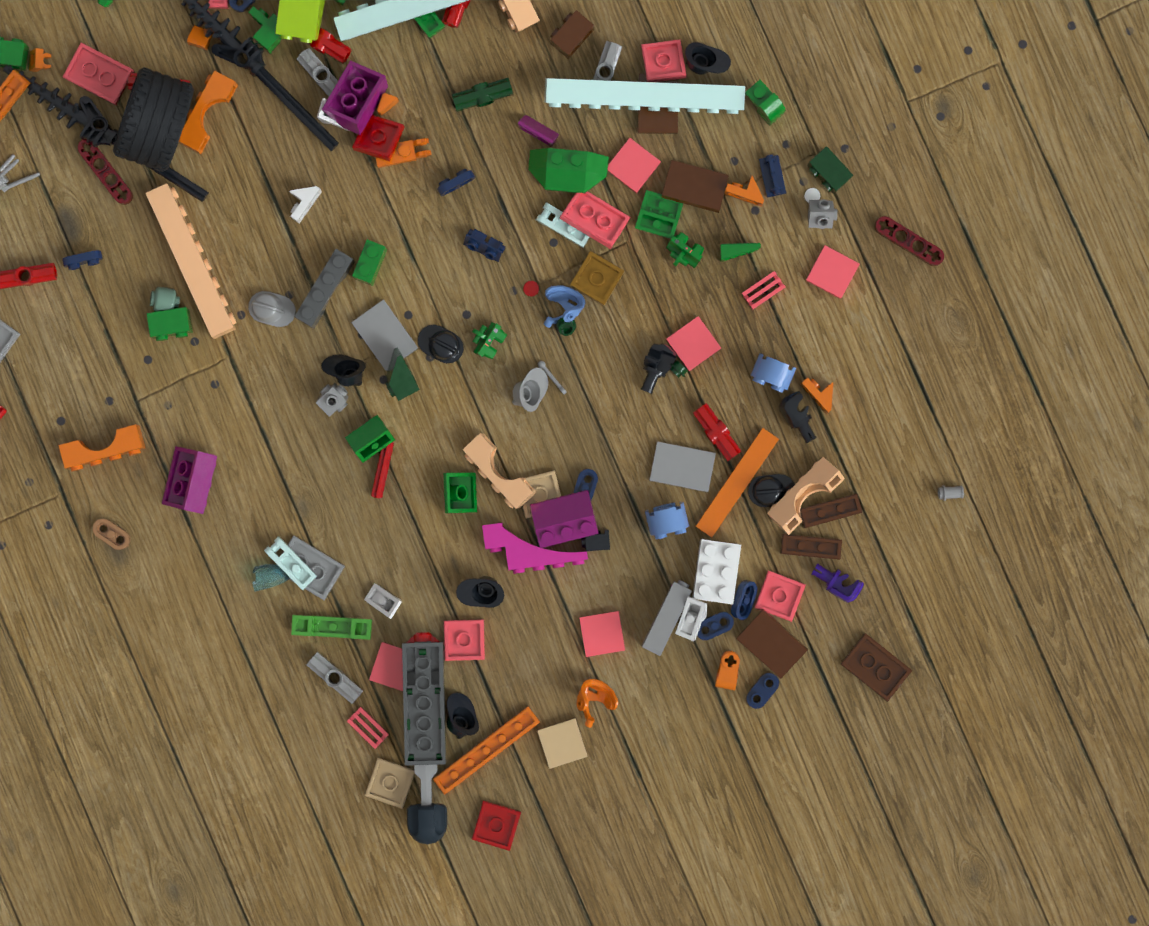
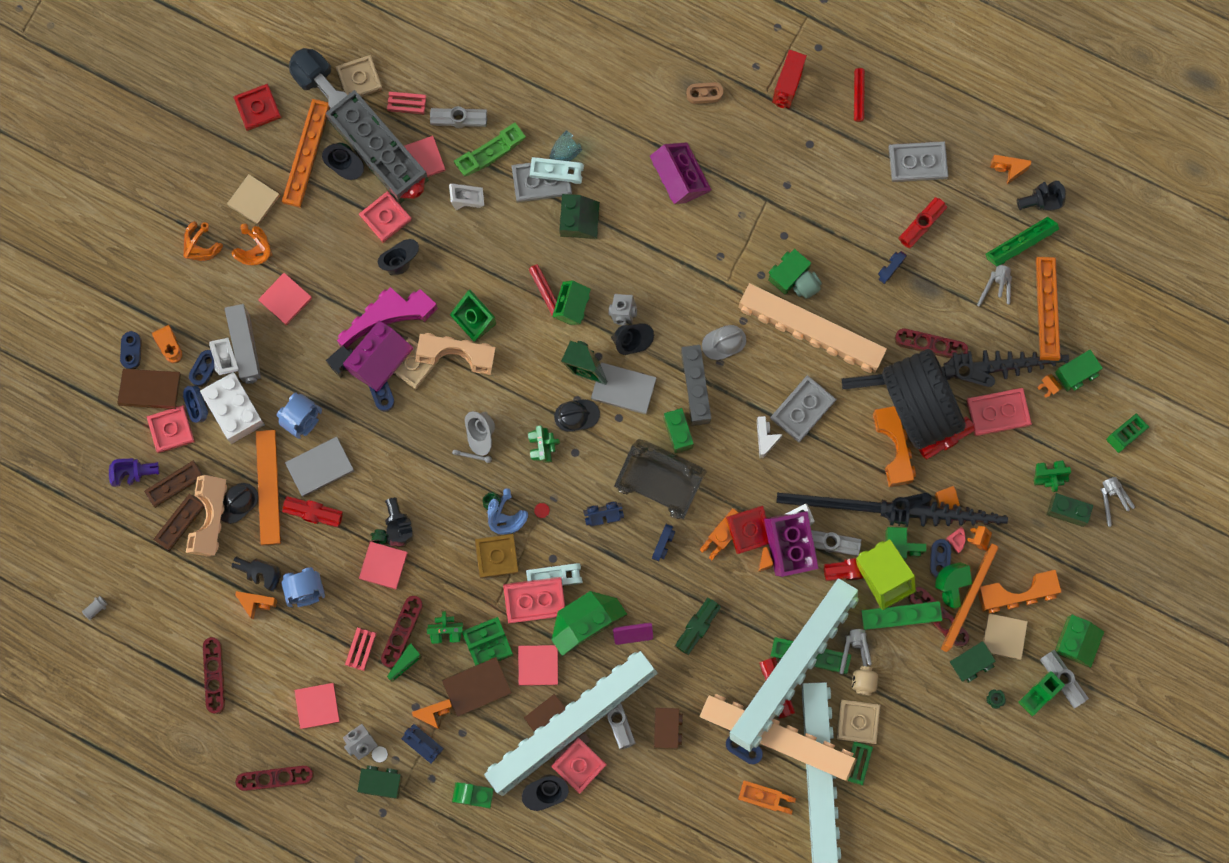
camera: 140 degrees right, 10 degrees down
(32, 485) = (789, 79): none -> red window
(77, 454) = (776, 129): orange arch -> none
(253, 202) = (803, 408): none -> light grey tile
(304, 509) = (579, 217): none -> dark green slope
(413, 235) = (660, 477): none -> clear smoke windscreen
(648, 738) = (191, 249): none -> orange helmet
(721, 280) = (399, 630): none -> dark red beam
(876, 667) = (55, 433): reddish brown tile -> none
(894, 360) = (213, 675): none -> dark red beam

